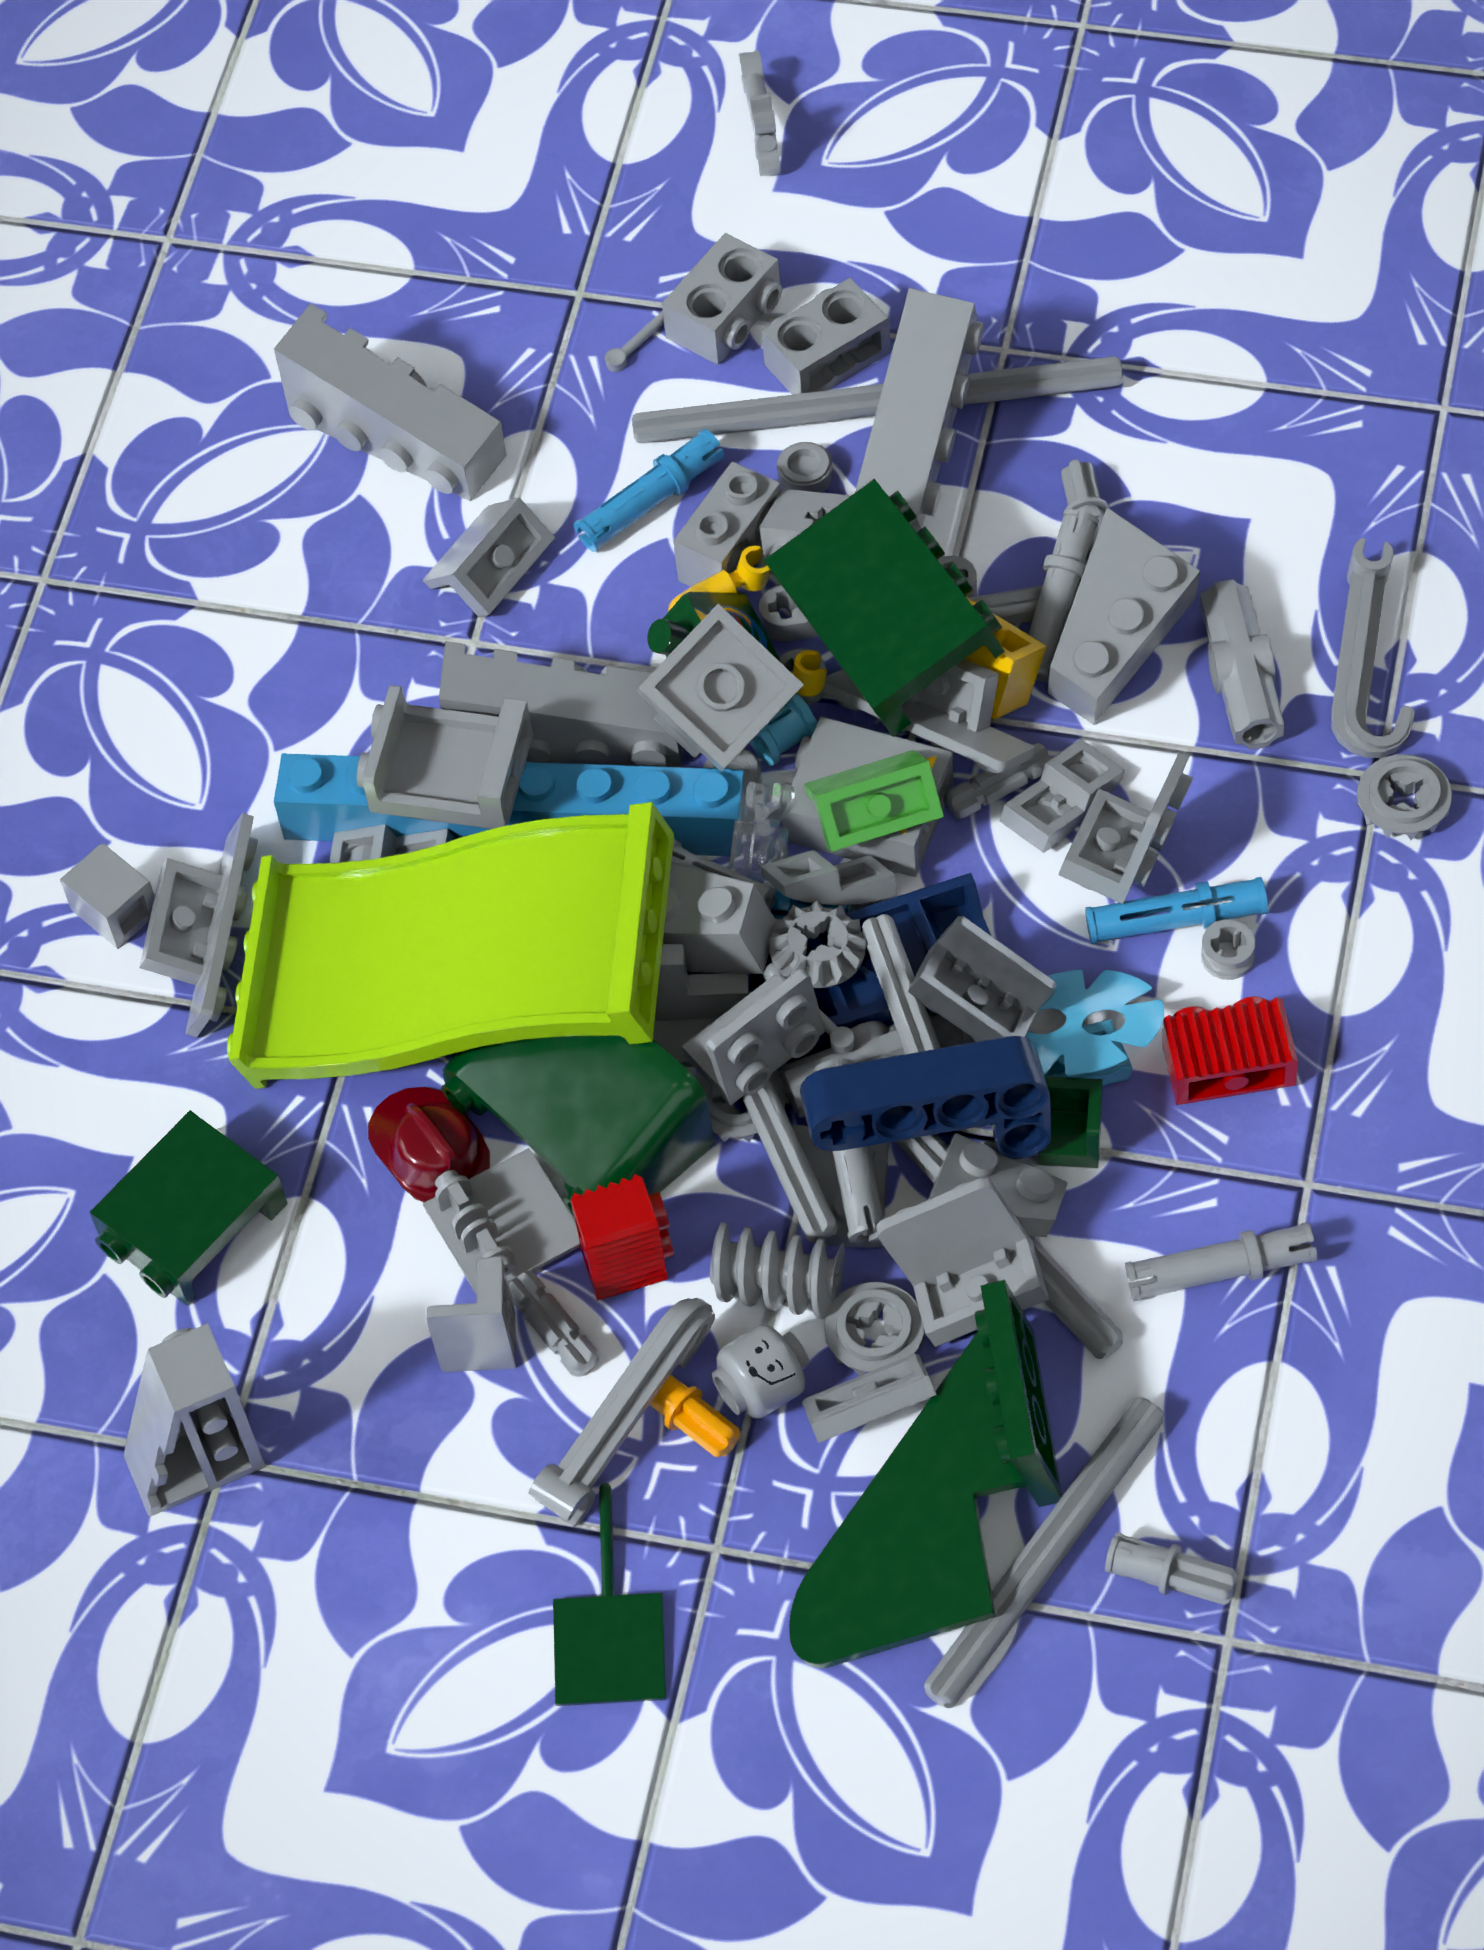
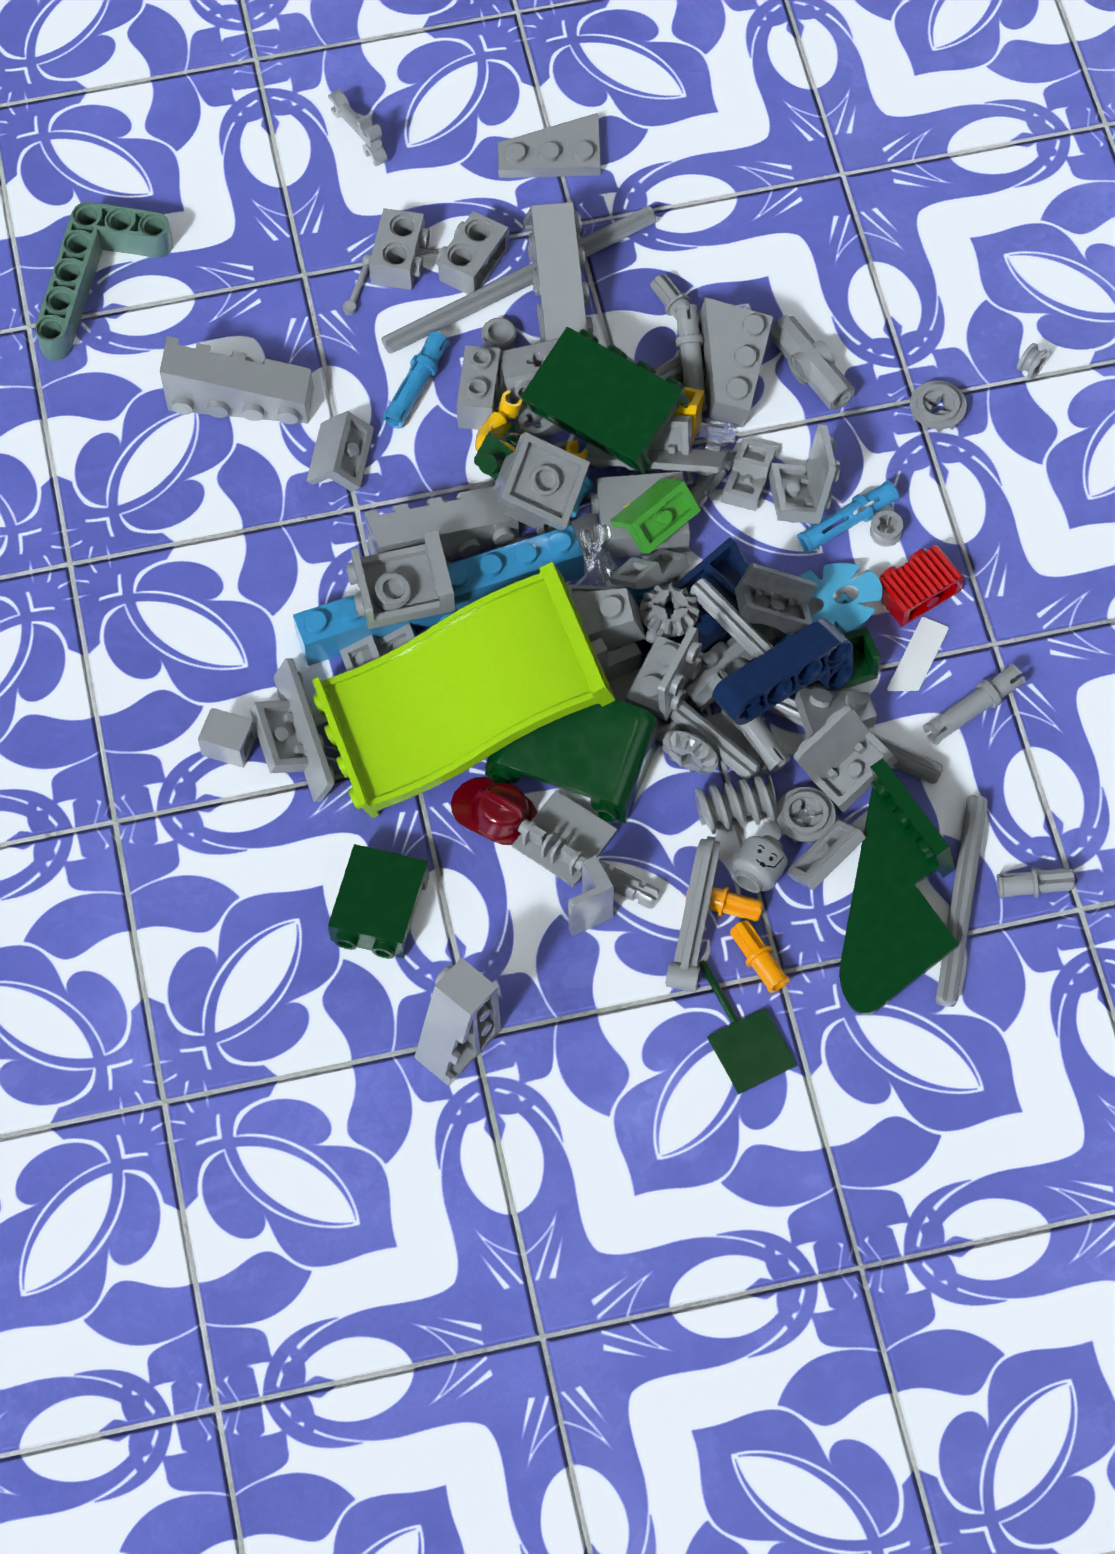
camera: 30 degrees left, 5 degrees up
(272, 172) = (88, 232): none -> sand green beam
(423, 767) = (392, 591): none -> light grey tile
(622, 1236) = (645, 819): red brick -> none
(691, 1512) = (759, 956): none -> light orange axle
(745, 1165) = (690, 751): none -> light grey gear
(1026, 237) = (553, 151): none -> light grey wing
(1041, 718) = (717, 433): none -> clear plate
(1179, 1158) = (918, 656): none -> white sticker
(1357, 658) = (872, 336): light grey piece -> none

